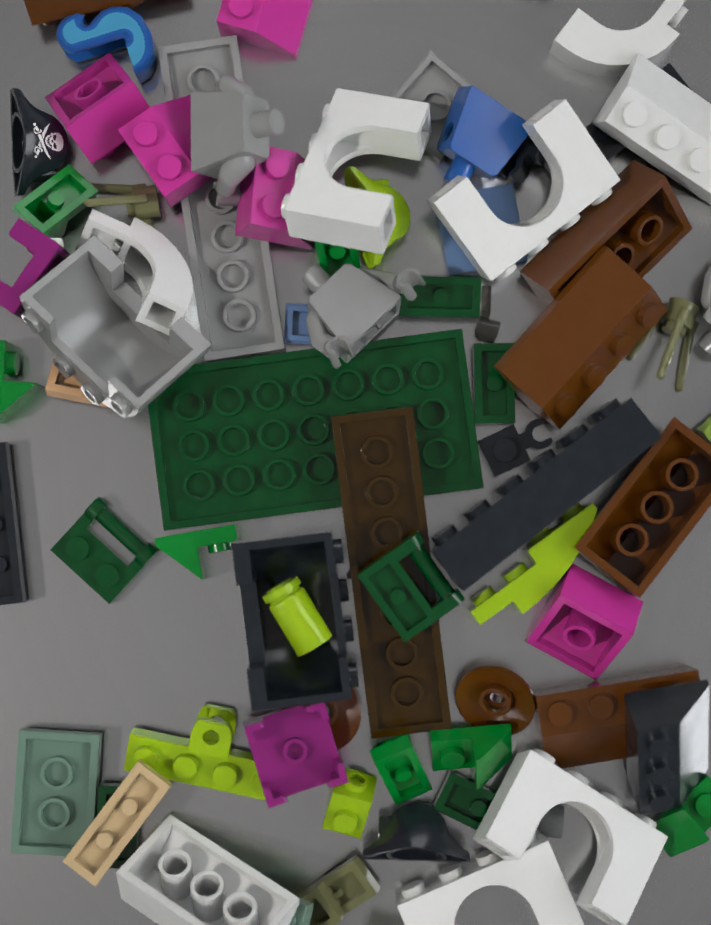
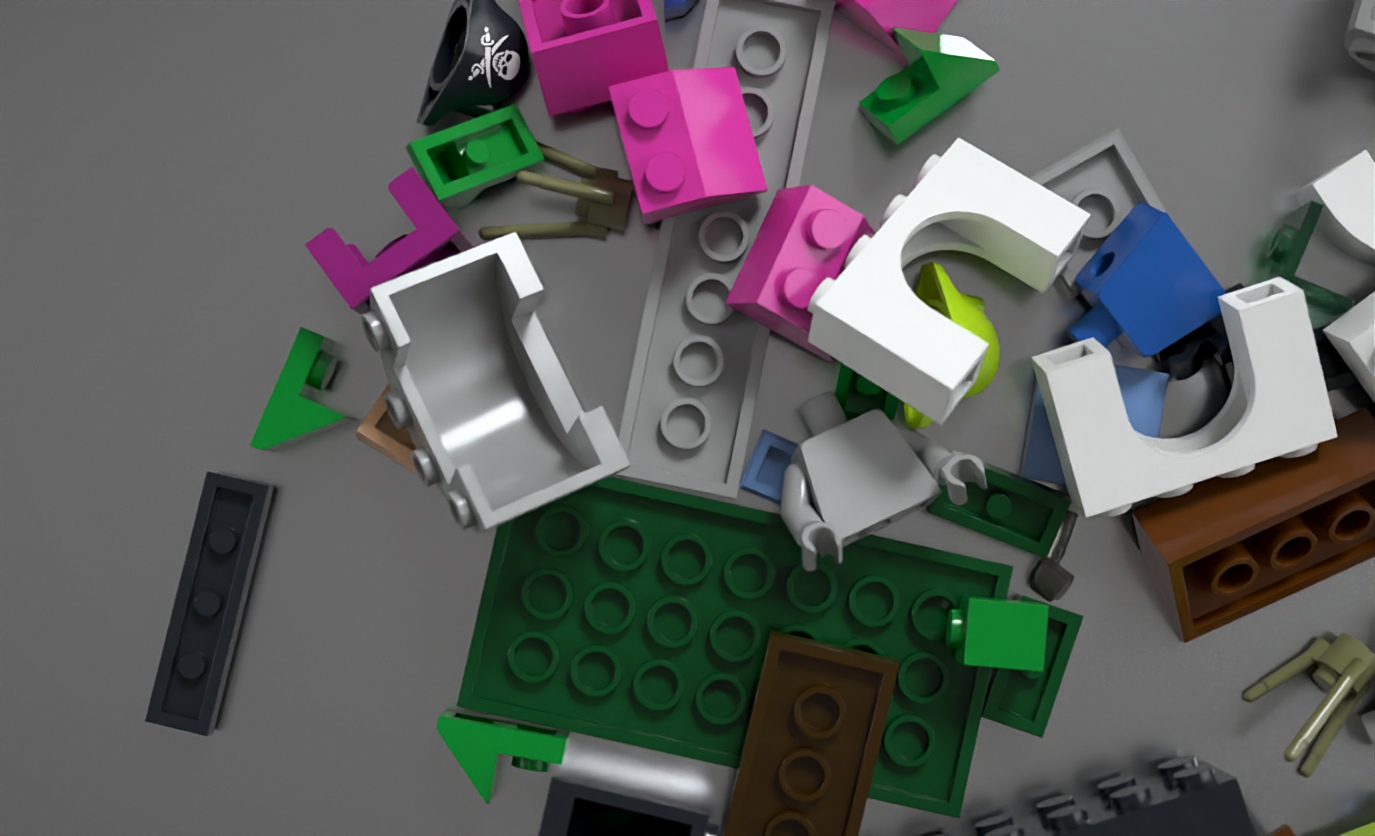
camera: 20 degrees right, 0 degrees up
(95, 560) = (338, 709): dark green plate -> none
(151, 262) = (587, 305): white arch -> none
(230, 135) = (776, 157): light grey torso -> none
(312, 58) = (937, 77): none -> green slope
(465, 368) = (998, 633): none -> green brick
(508, 448) = (1014, 769): black plate -> none
(555, 87) = (1287, 251): none -> clear green bracket
(581, 337) = (1190, 651): reddish brown slope -> none

